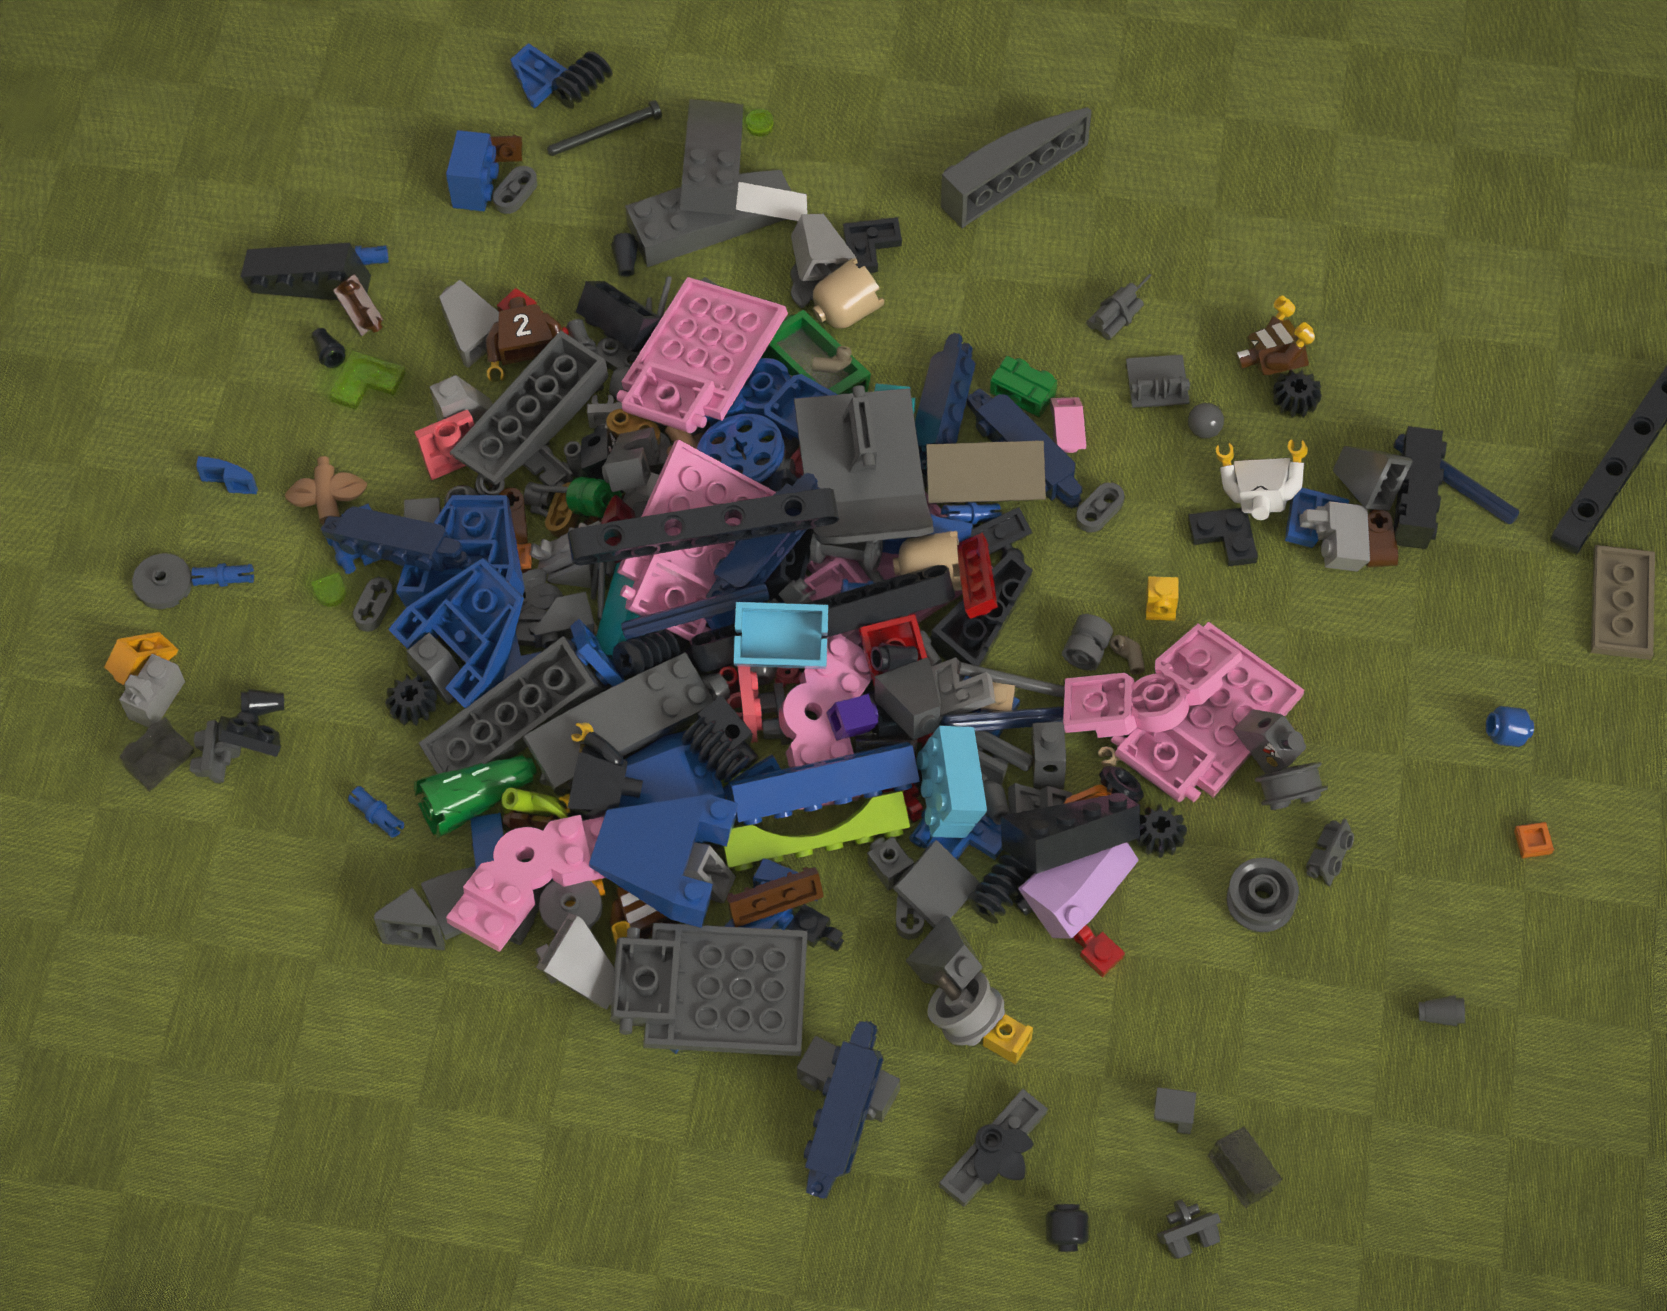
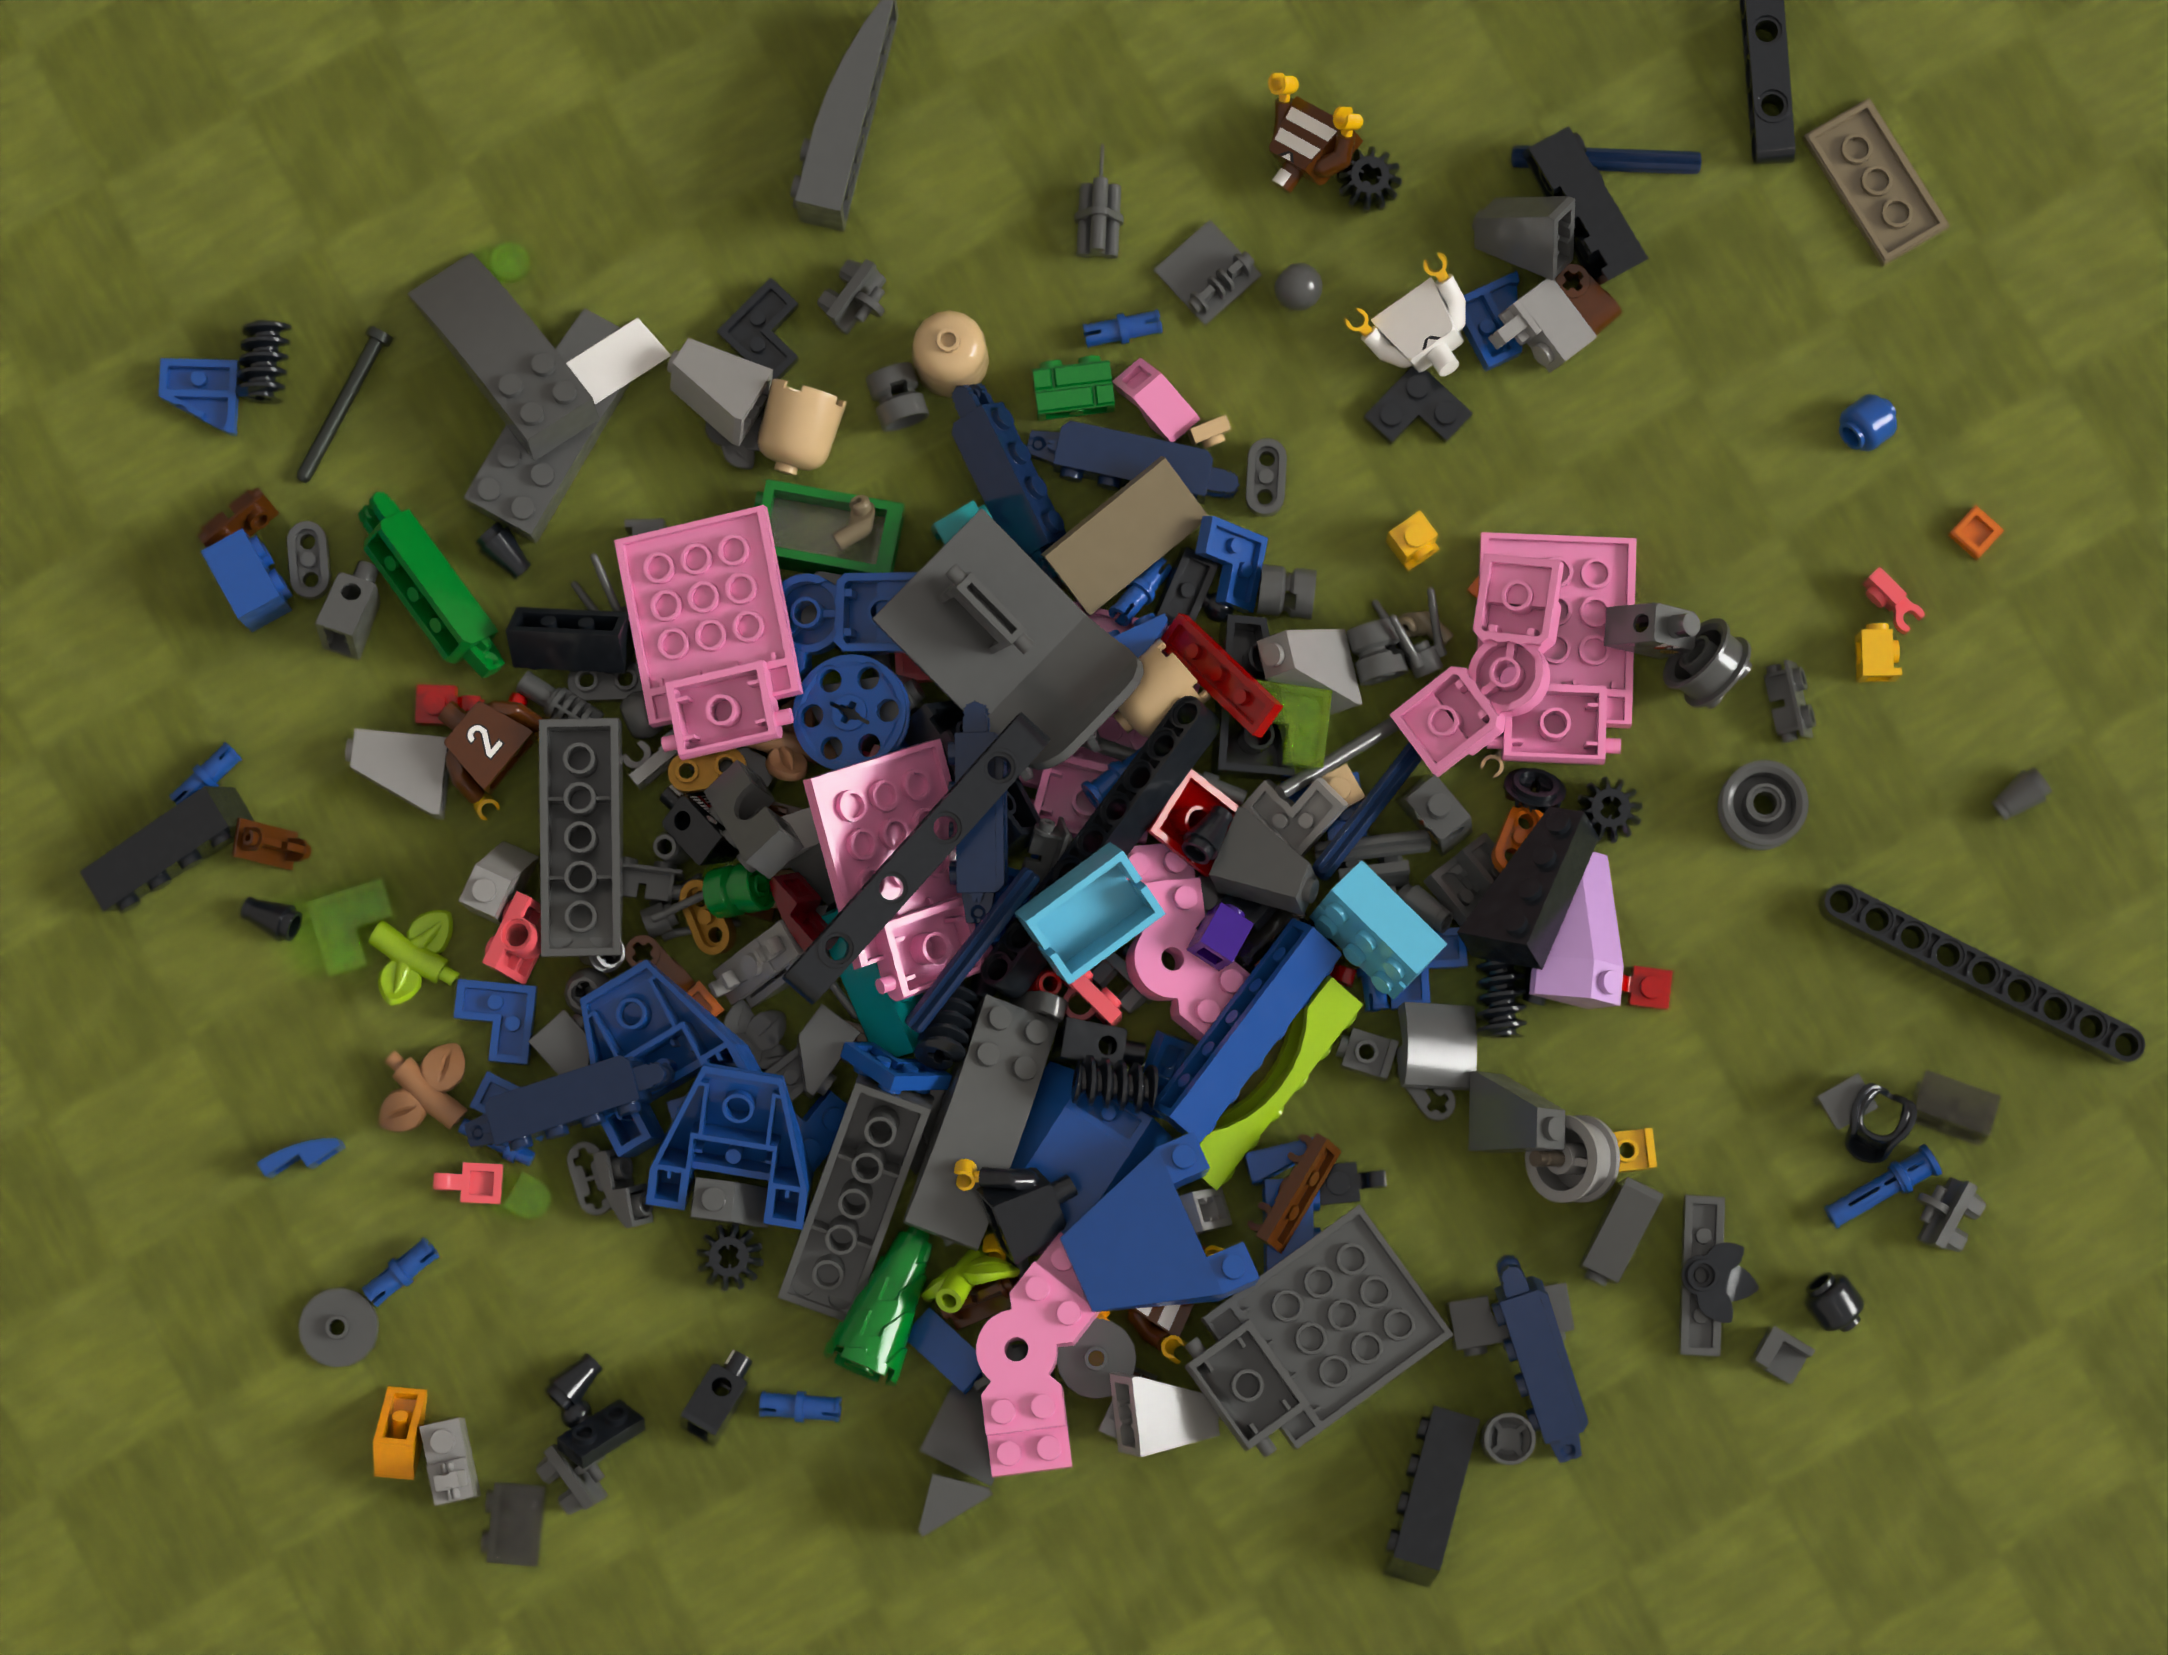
camera: 40 degrees left, 20 degrees up
(306, 559) = (478, 1183): none -> coral plate
(329, 767) = (708, 1413): none -> black torso
(384, 613) = (618, 1185): none -> dark grey slope
(385, 421) = (414, 955): none -> lime plant
(408, 480) = (509, 1010): none -> blue plate
(511, 224) = (349, 611): none -> dark grey torso
(567, 242) = (429, 586): none -> green hinge
(704, 1146) = (1431, 1497): none -> black wedge
(783, 1148) = (1507, 1439): none -> dark grey wheel
(916, 321) = (901, 409): none -> dark grey wheel
(938, 258) = (858, 297): none -> dark grey hips
(962, 1075) = (1619, 1231): none -> dark grey slope
(967, 311) = (949, 352): none -> tan cylinder
(1006, 1234) = (1781, 1354): none -> dark grey panel
(1008, 637) = (1306, 722): none -> clear neon green plate
(1038, 616) = (1312, 660): none -> light grey slope
(1048, 534) = (1242, 560): none -> blue plate
(1063, 576) = (1272, 589): none -> dark grey wheel
(1081, 376) = (1122, 328): none -> blue pin
(1086, 459) = (1210, 432): none -> tan plate
(1113, 661) = (1421, 656): none -> dark grey plant
(1169, 1146) = (1870, 1146): none -> black piece
(1173, 1184) = (1900, 1177): none -> blue pin
(1330, 1113) = (2000, 975): none -> black beam
(1409, 862) = (1877, 654): none -> yellow brick
(1444, 830) = (1887, 593): none -> coral plate

